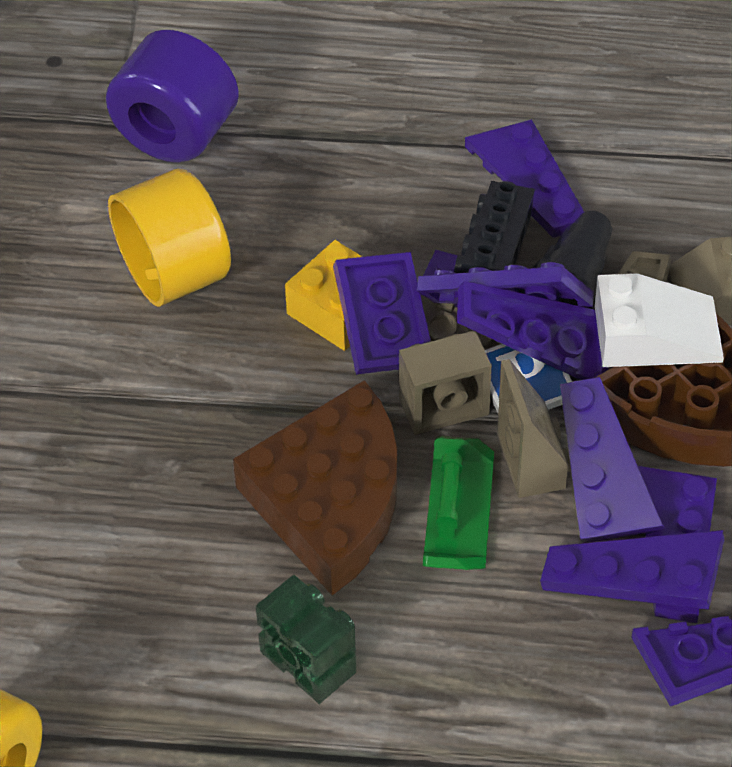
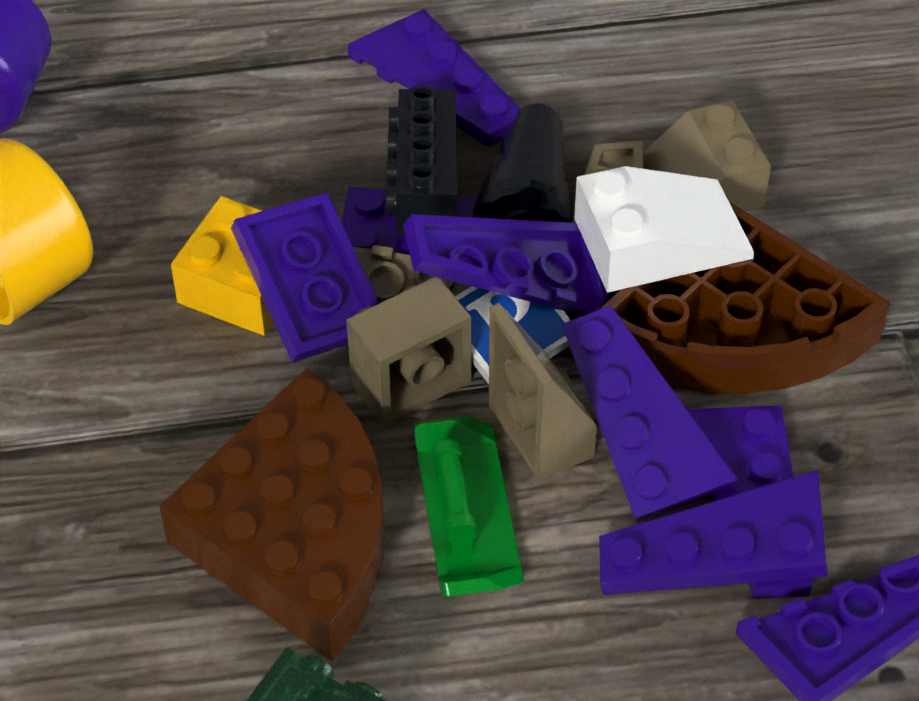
camera: 15 degrees left, 0 degrees up
(547, 282) = (514, 198): dark purple wing -> none

